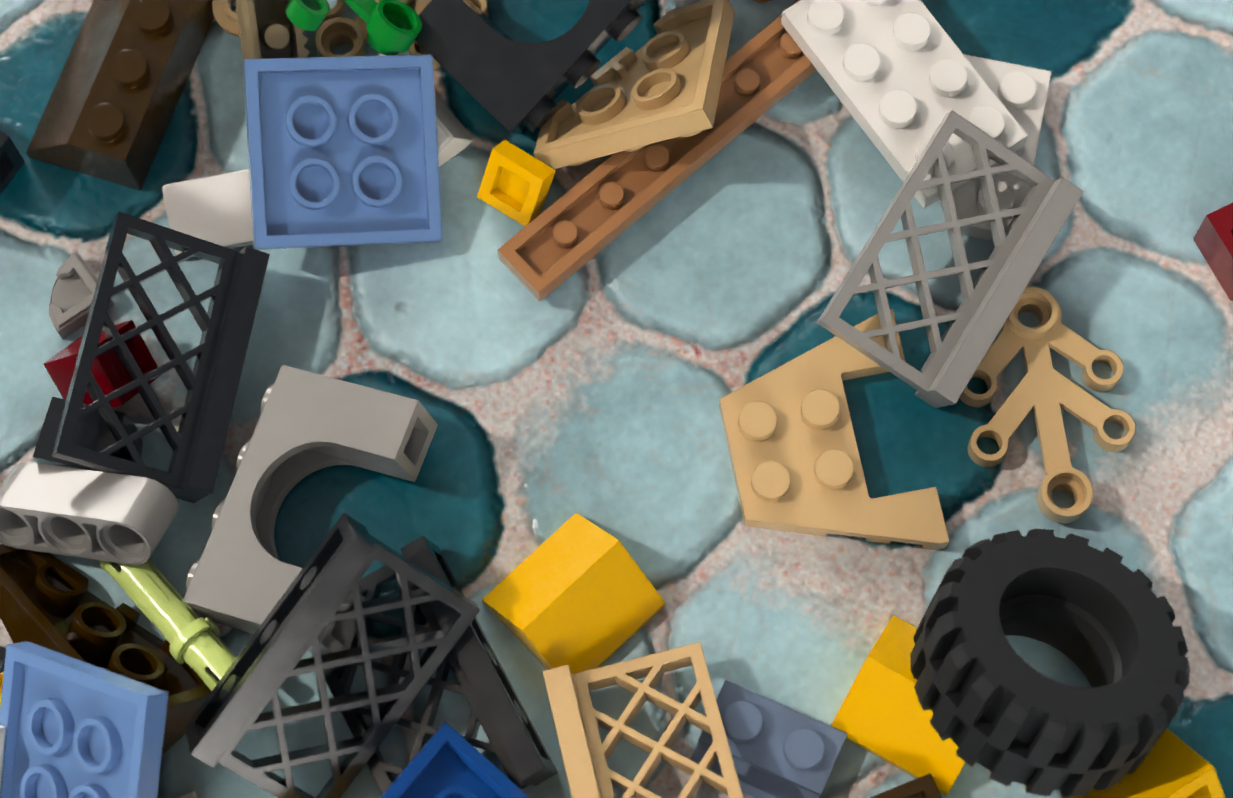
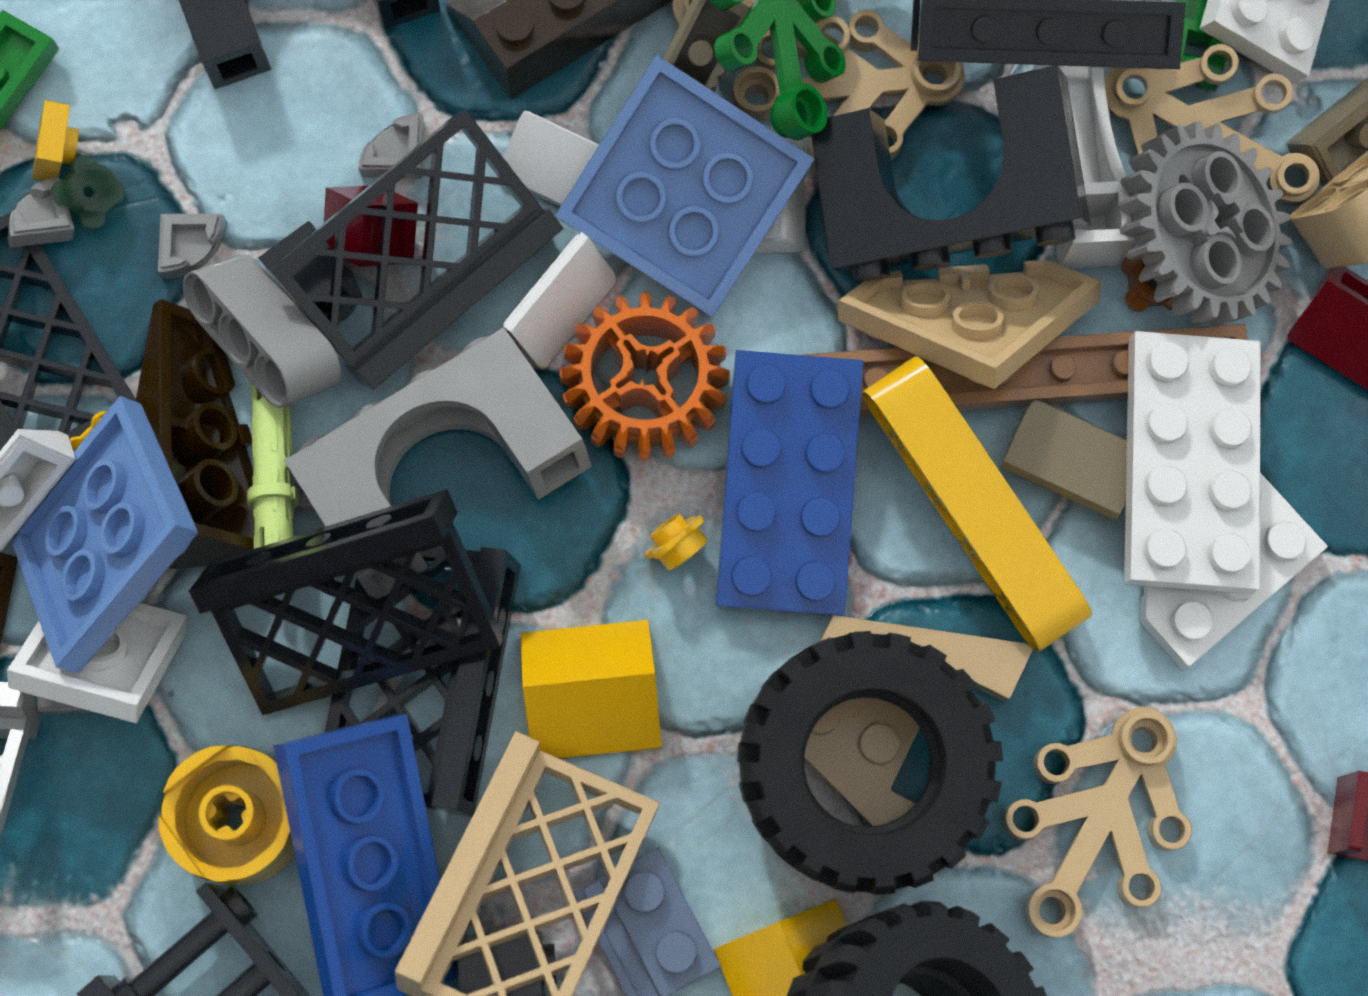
camera: 30 degrees right, 5 degrees up
(309, 313) = (560, 301): none -> white slope
(380, 305) = (665, 359): none -> orange gear
(515, 183) = (807, 313): yellow plate -> none
(551, 432) = (677, 540): none -> yellow plate
(605, 322) = (789, 482): none -> blue plate
(750, 224) = (977, 504): none -> yellow beam
(806, 145) = (1070, 458): none -> dark tan slope
(892, 416) = (959, 752): none -> black tyre
(997, 286) = (1133, 696): light grey fence -> none

